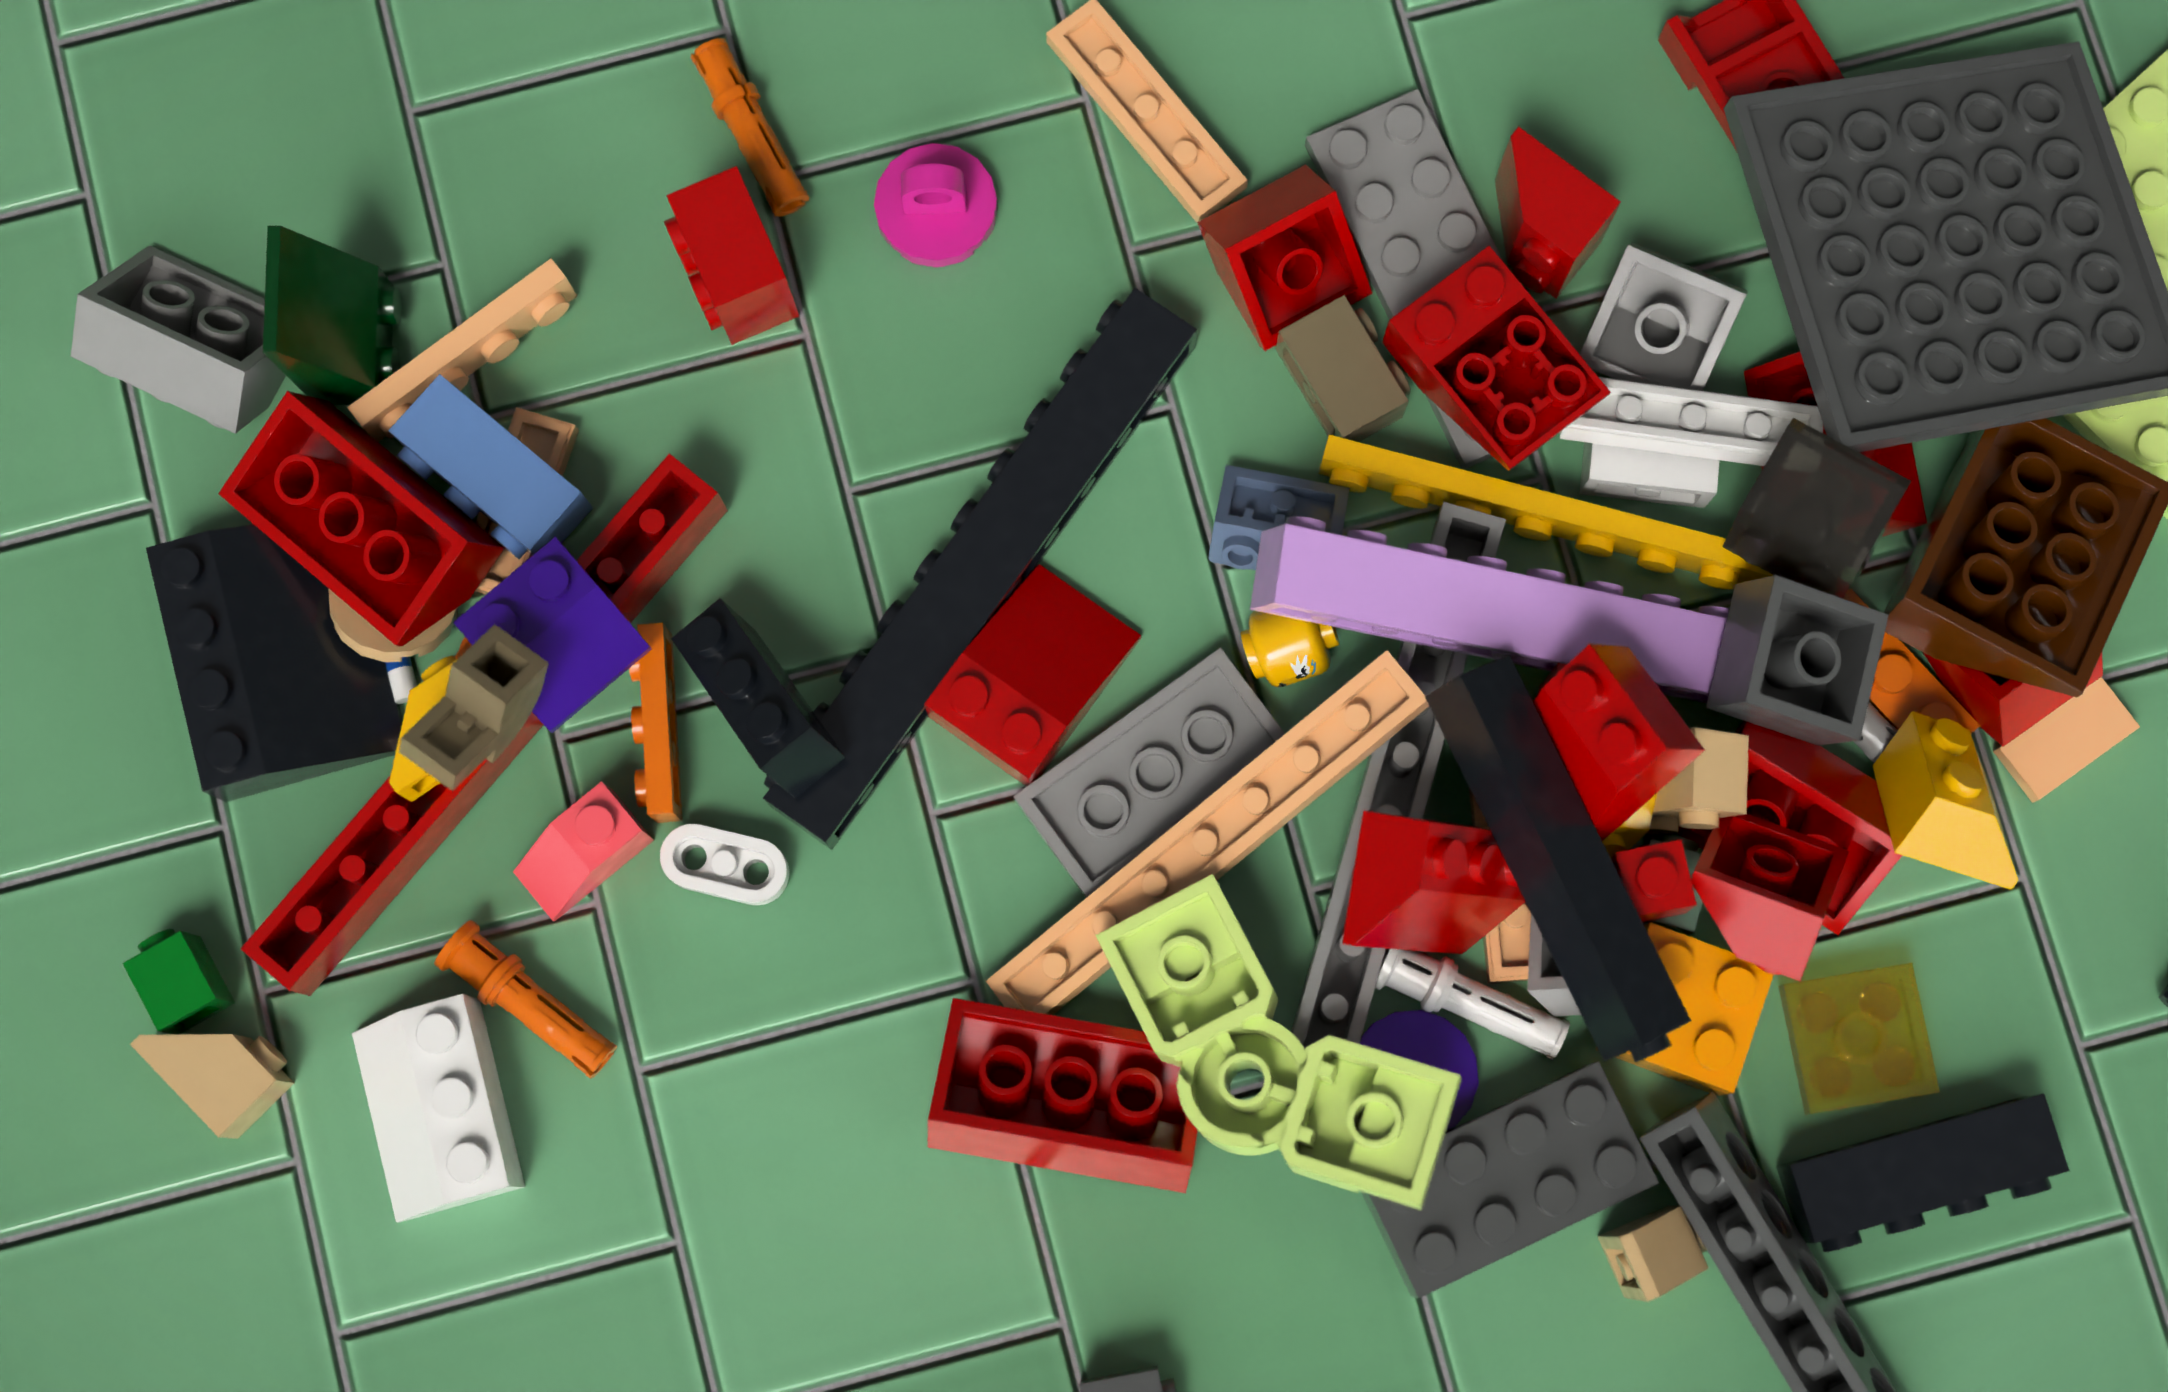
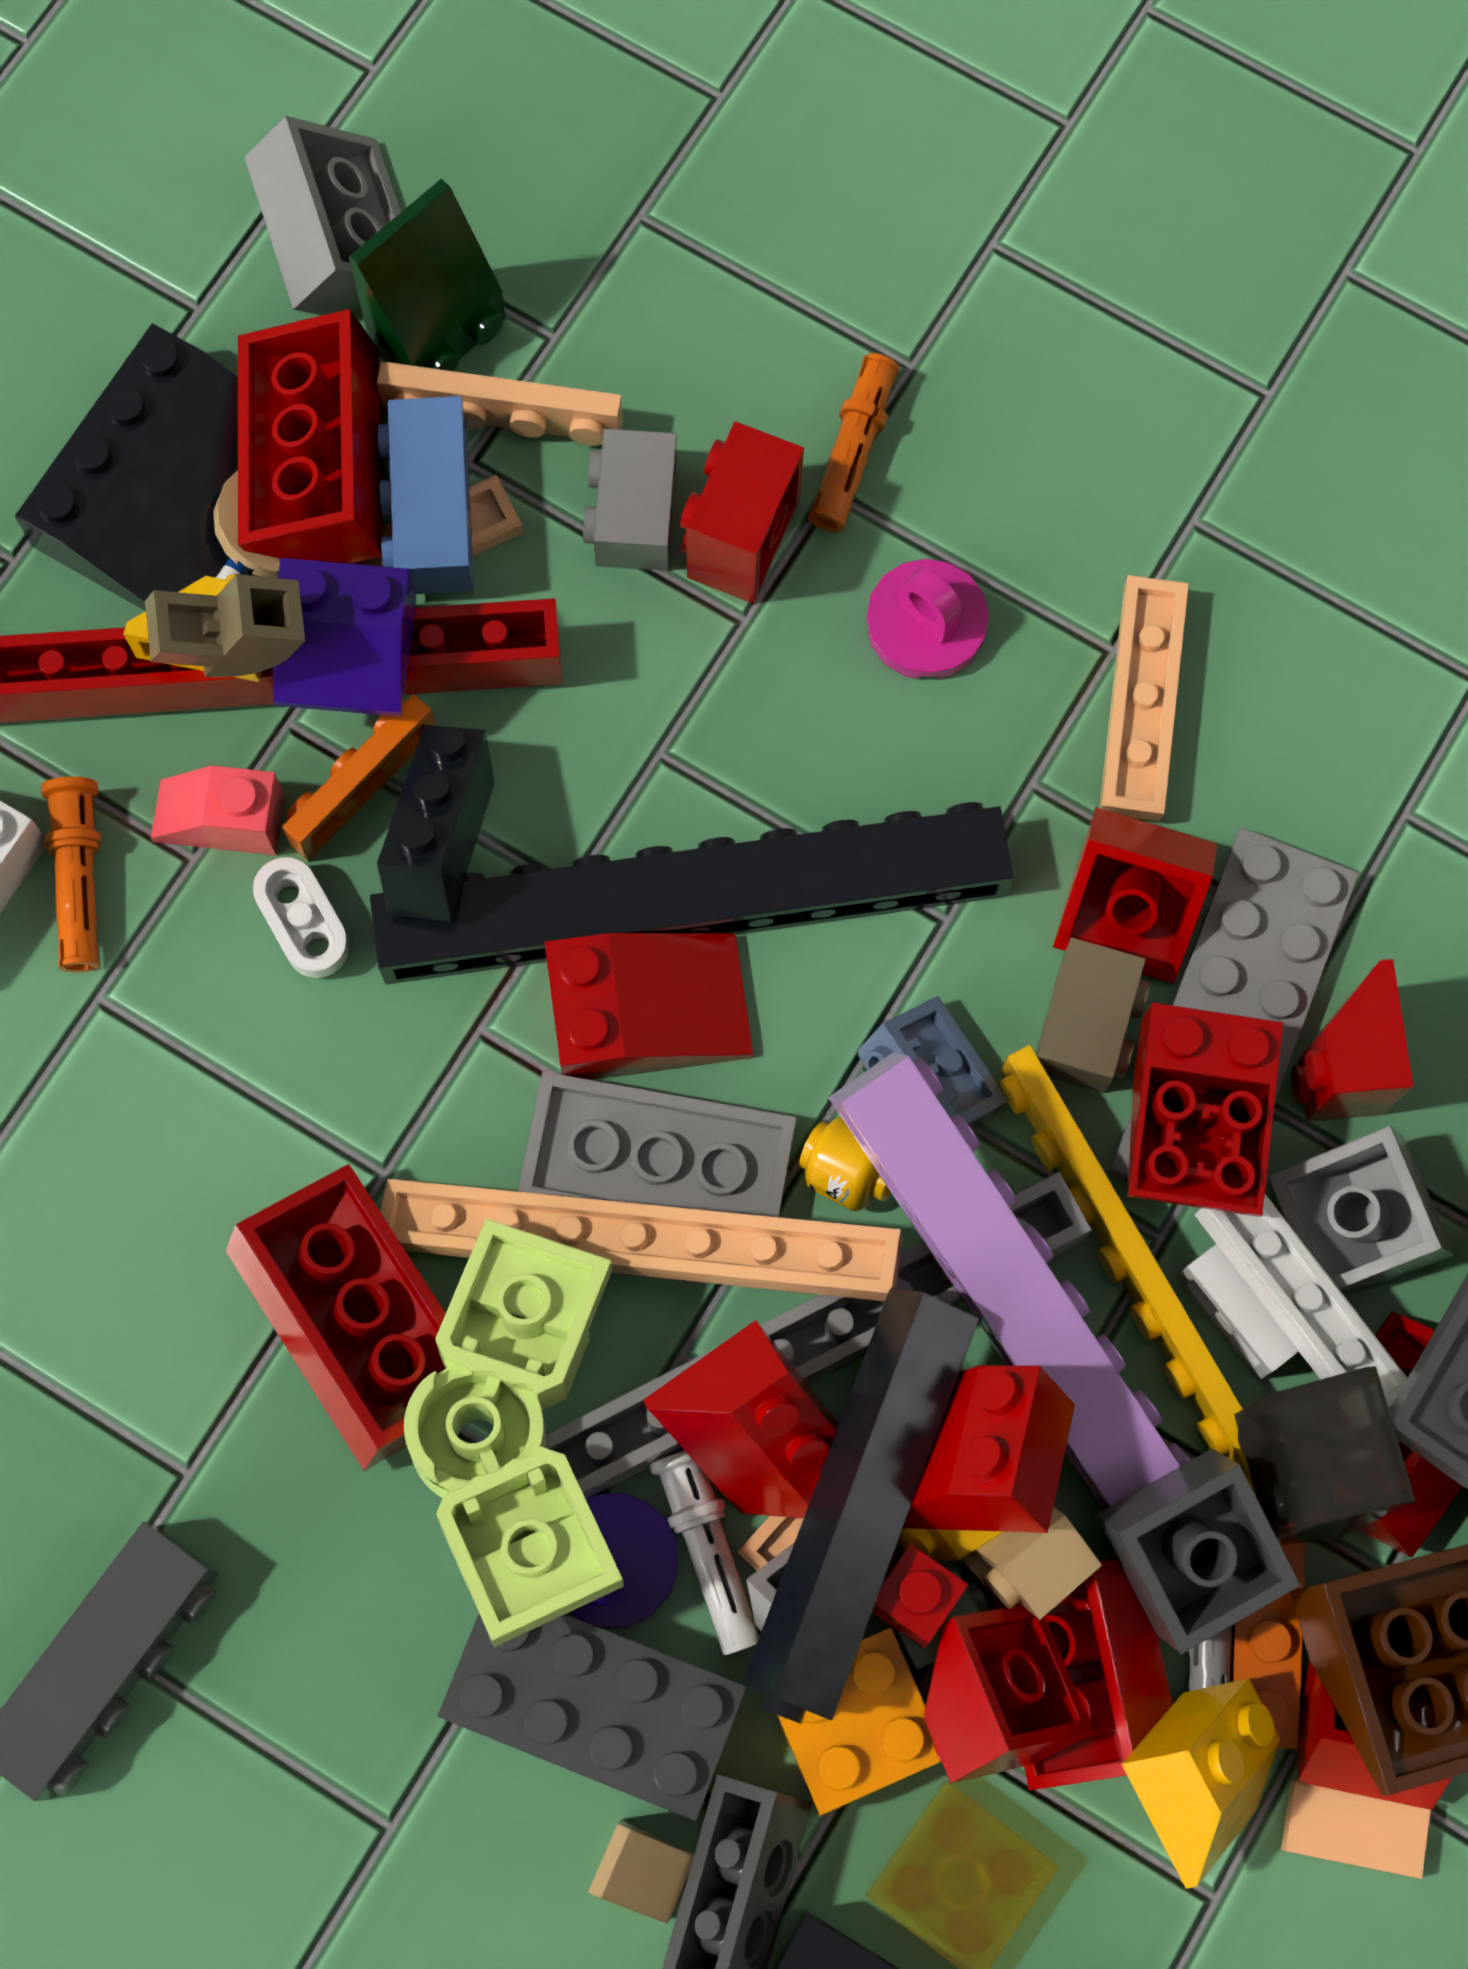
camera: 40 degrees right, 5 degrees down
(638, 324) = (633, 500): none -> light grey brick

